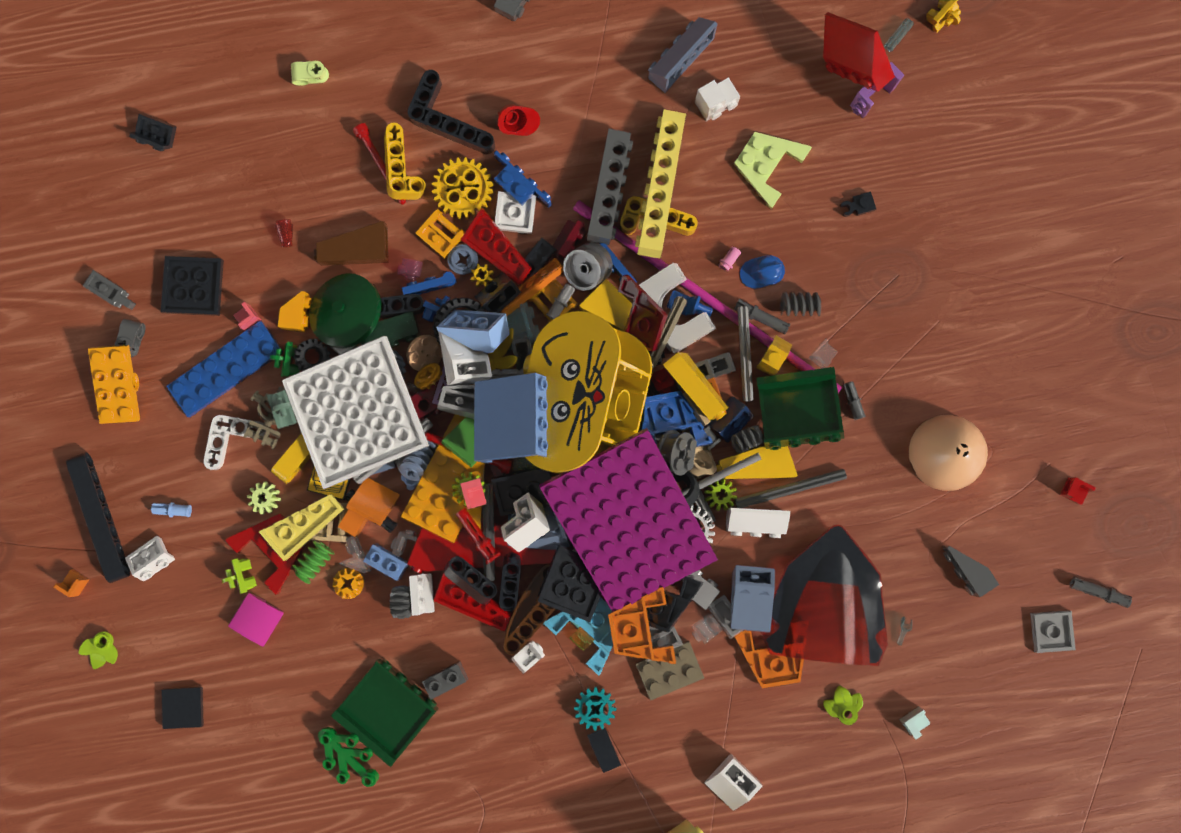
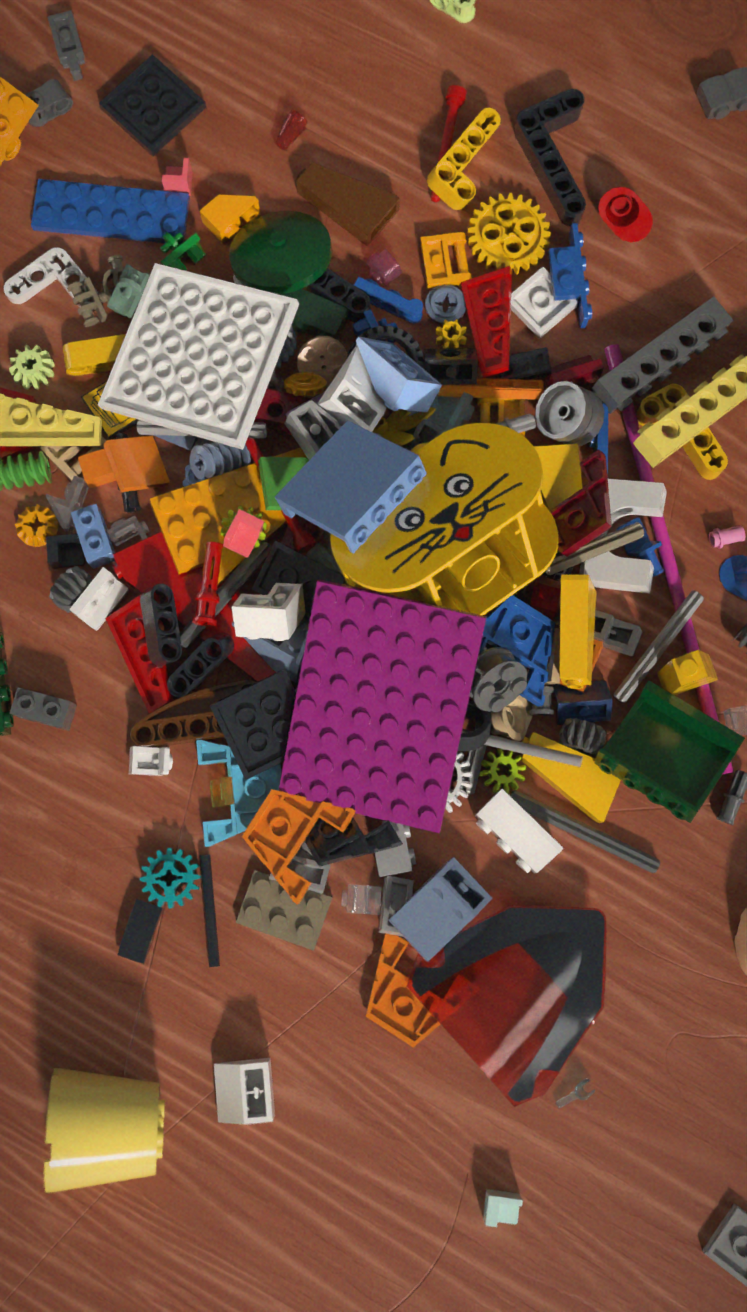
camera: 35 degrees right, 5 degrees down
(303, 347) = (210, 253): black tyre -> none
(377, 584) = (64, 551): none -> black panel
(631, 706) = (209, 911): none -> black bar
(763, 317) = (711, 628): dark grey pin -> none
(844, 702) = (441, 1114): lime plate -> none
(976, 576) = (708, 1104): dark grey slope -> none

